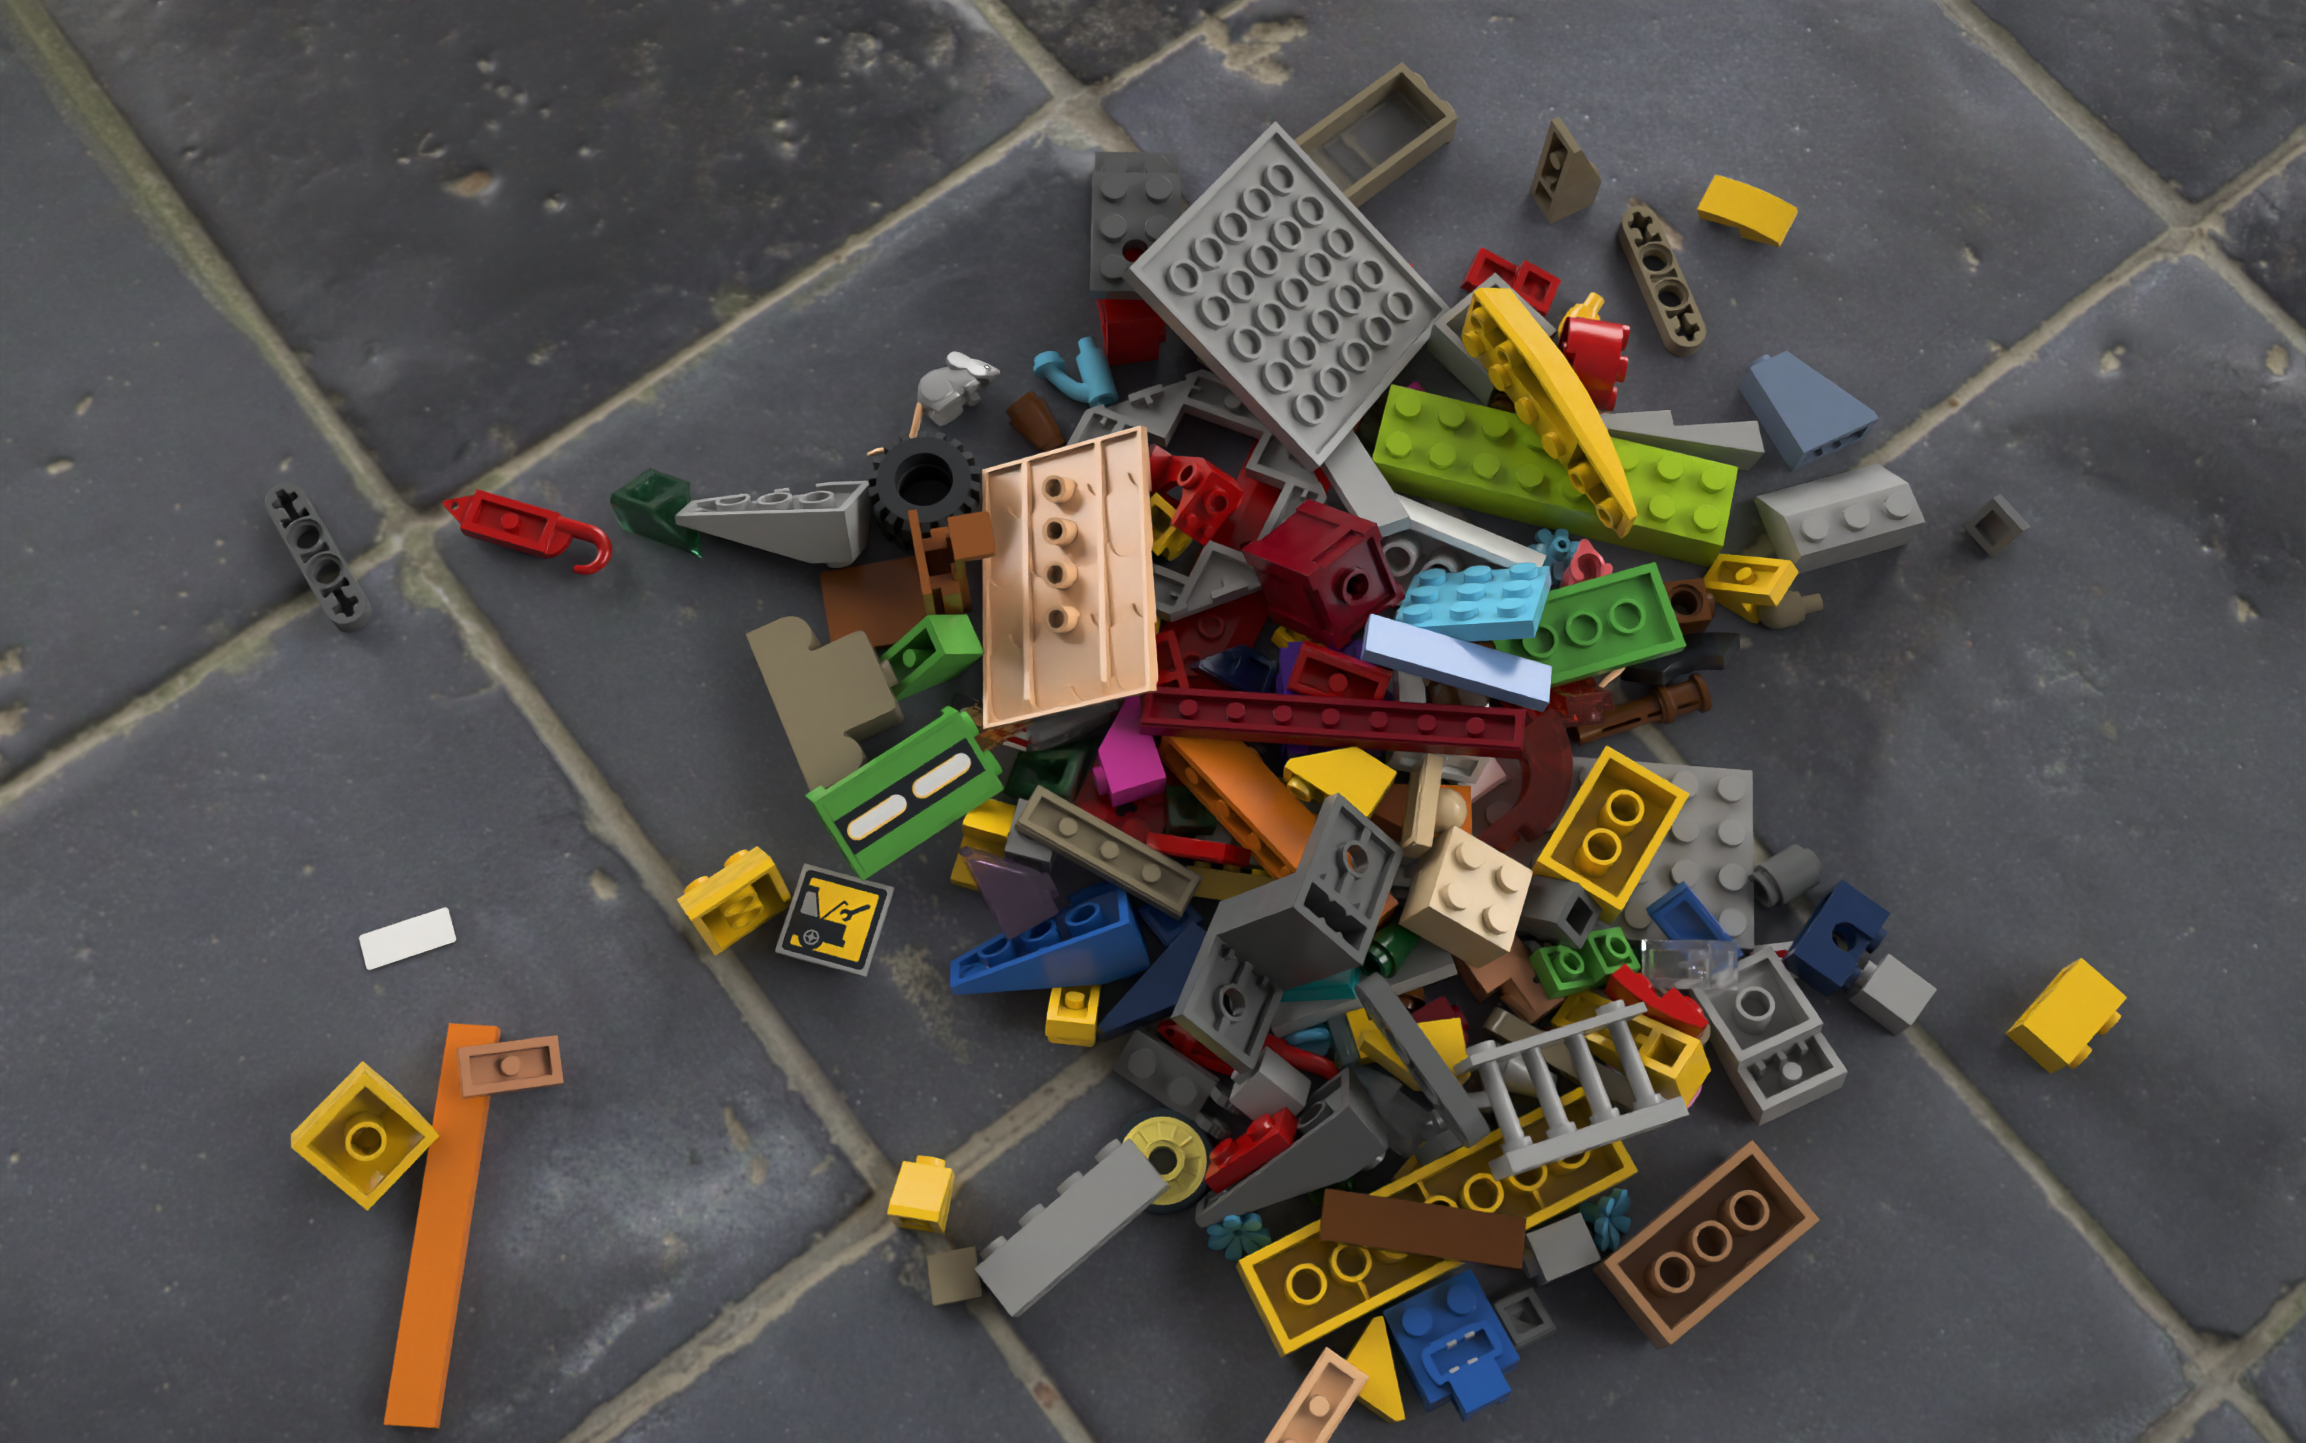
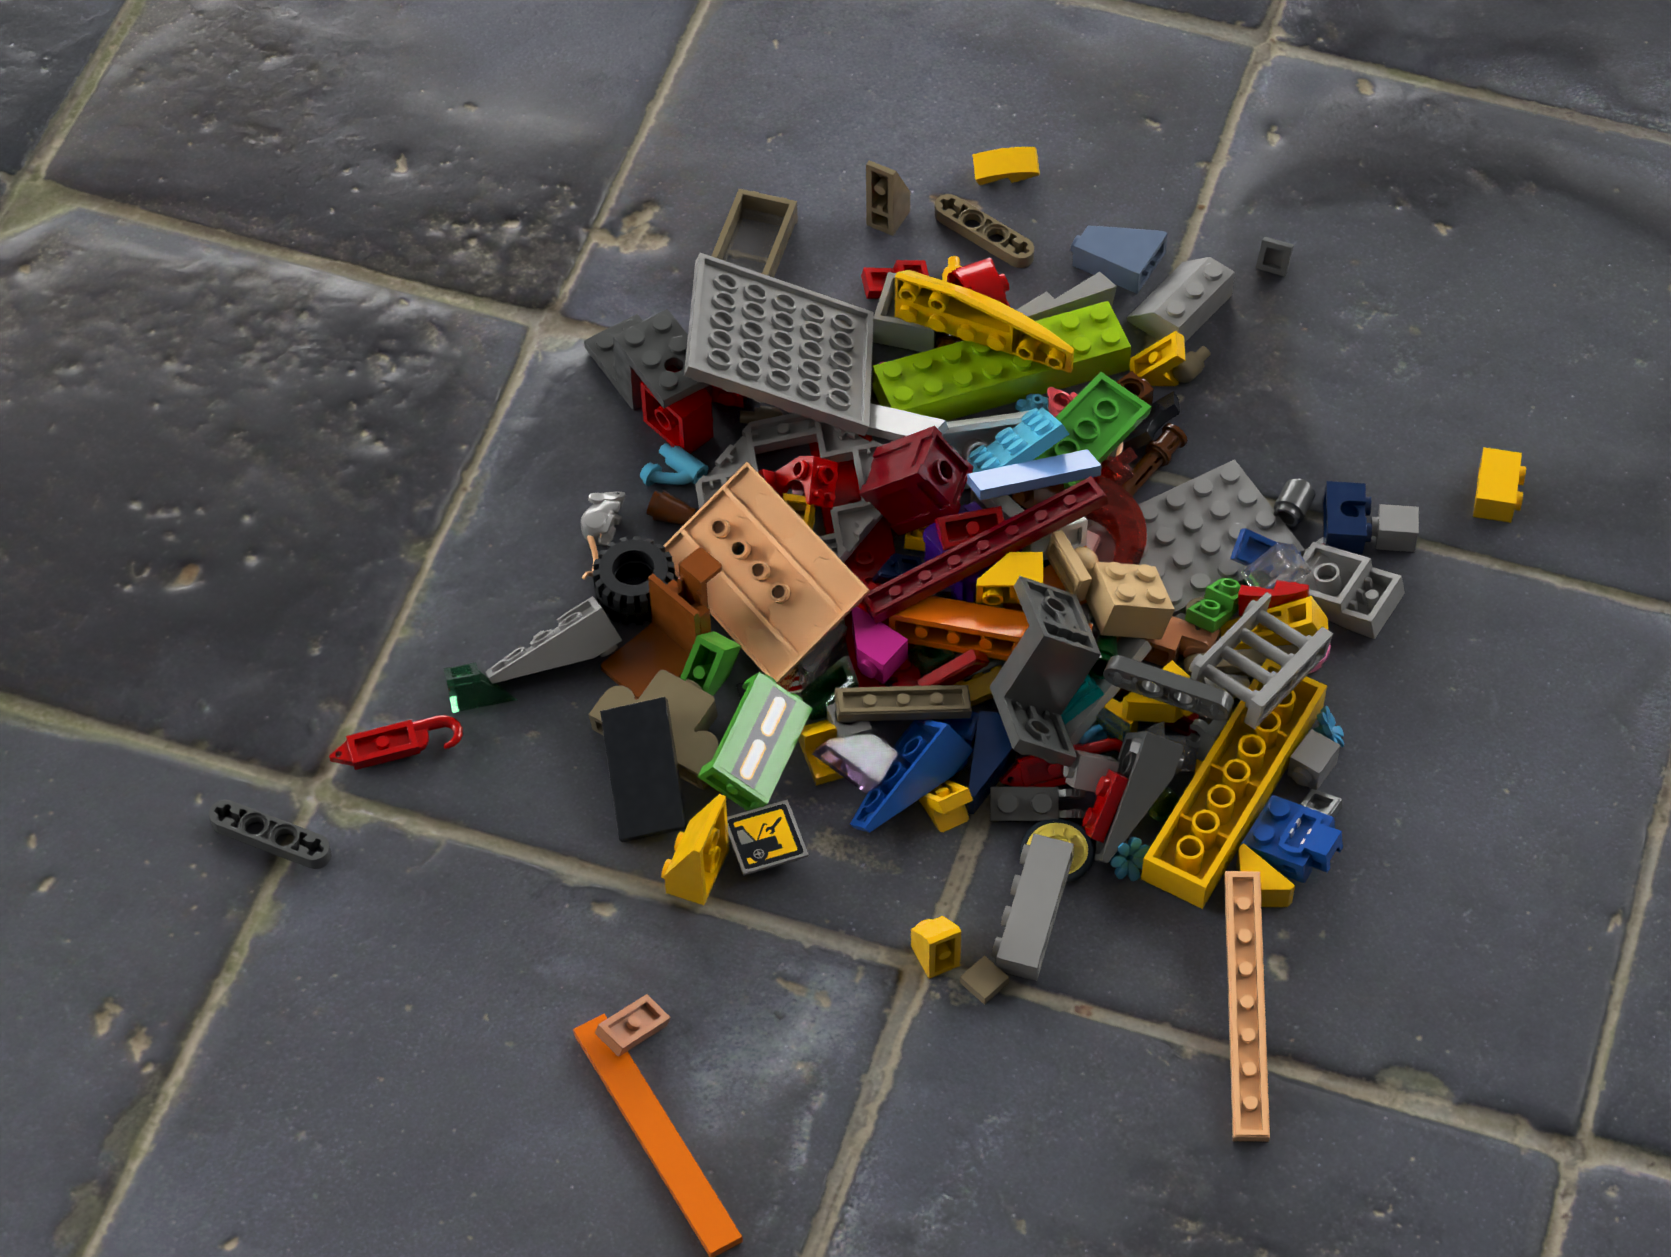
camera: 30 degrees left, 15 degrees down
(363, 1136) = (572, 1111): yellow slope -> none
(407, 938) = (504, 1006): white sticker -> none
(755, 745) = (643, 769): none -> black tile
(1422, 1229) = (1232, 780): reddish brown tile -> none
(1559, 911) = (1186, 582): dark grey brick -> none
(1611, 831) = (1182, 528): yellow brick -> none
(1705, 1245) = (1390, 707): medium nougat brick -> none

